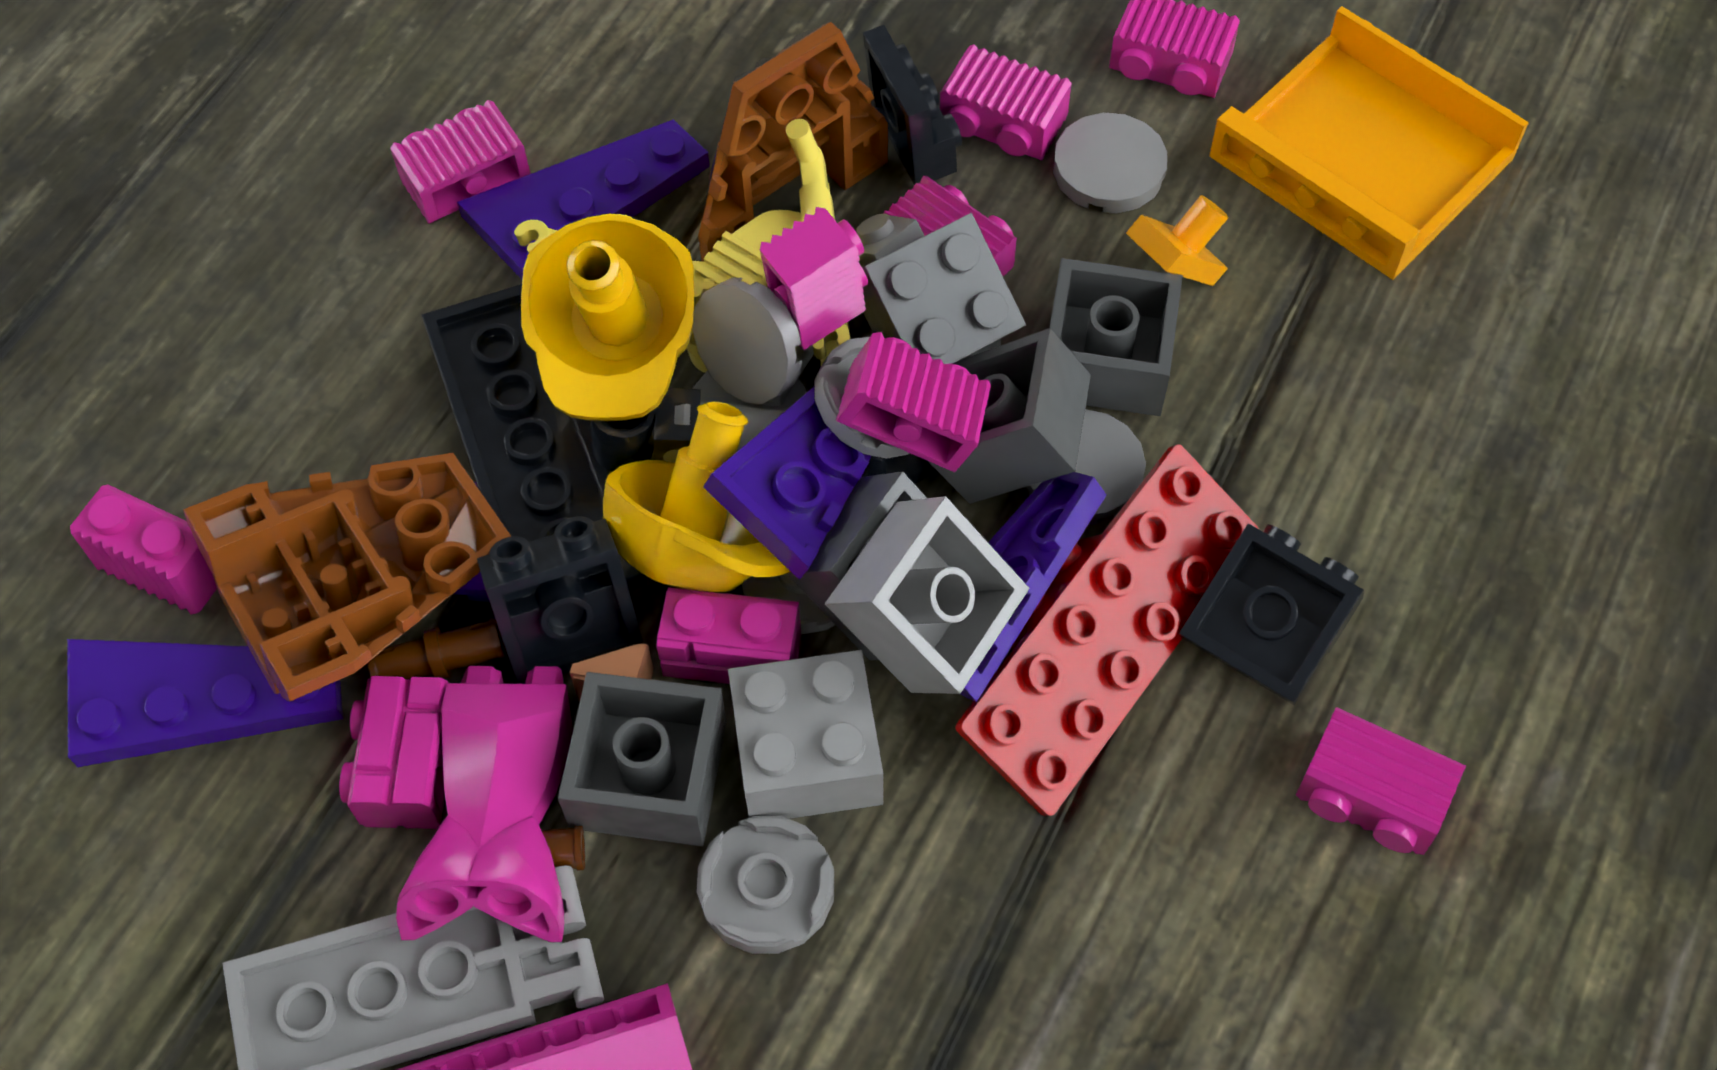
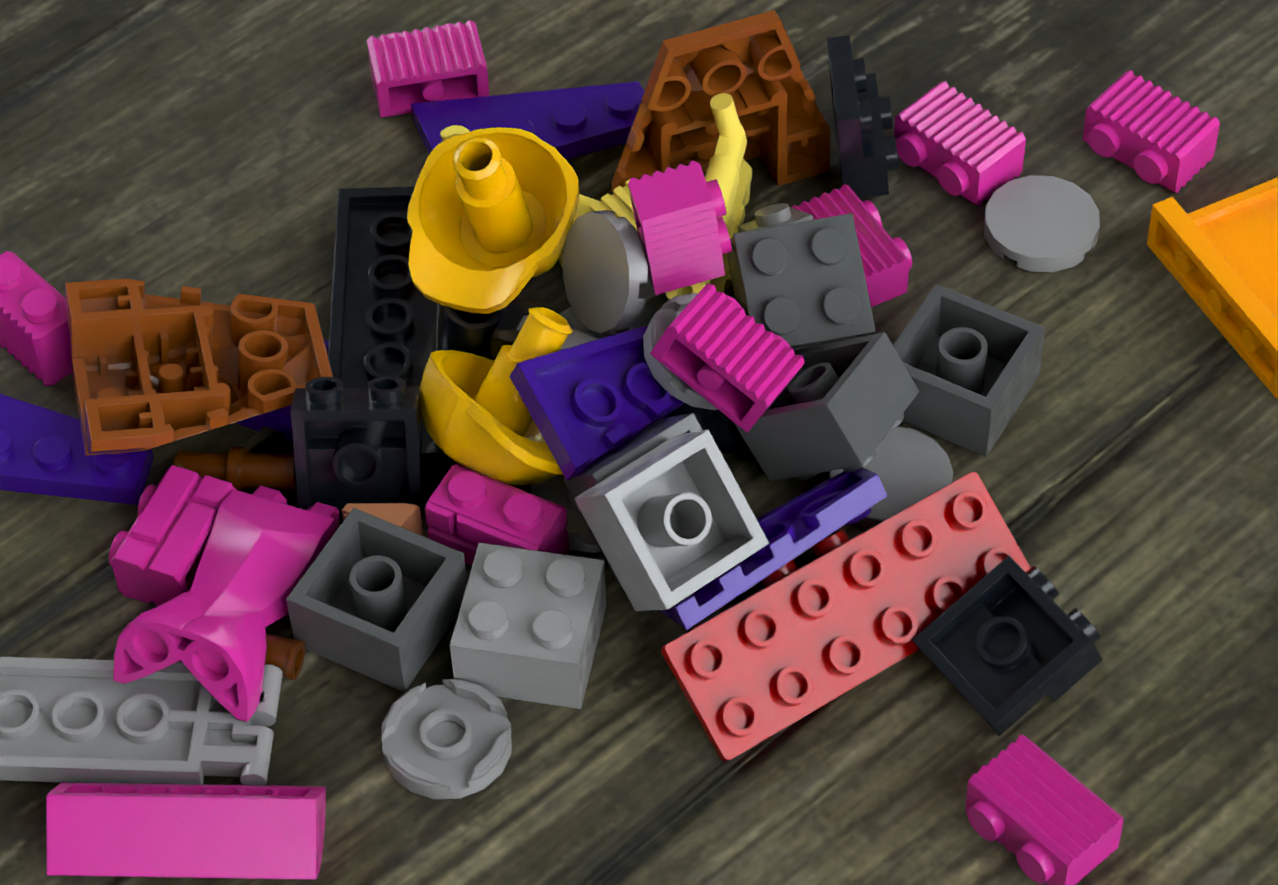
camera: 20 degrees right, 10 degrees down
(1182, 247) = (1066, 308): light orange tile -> none

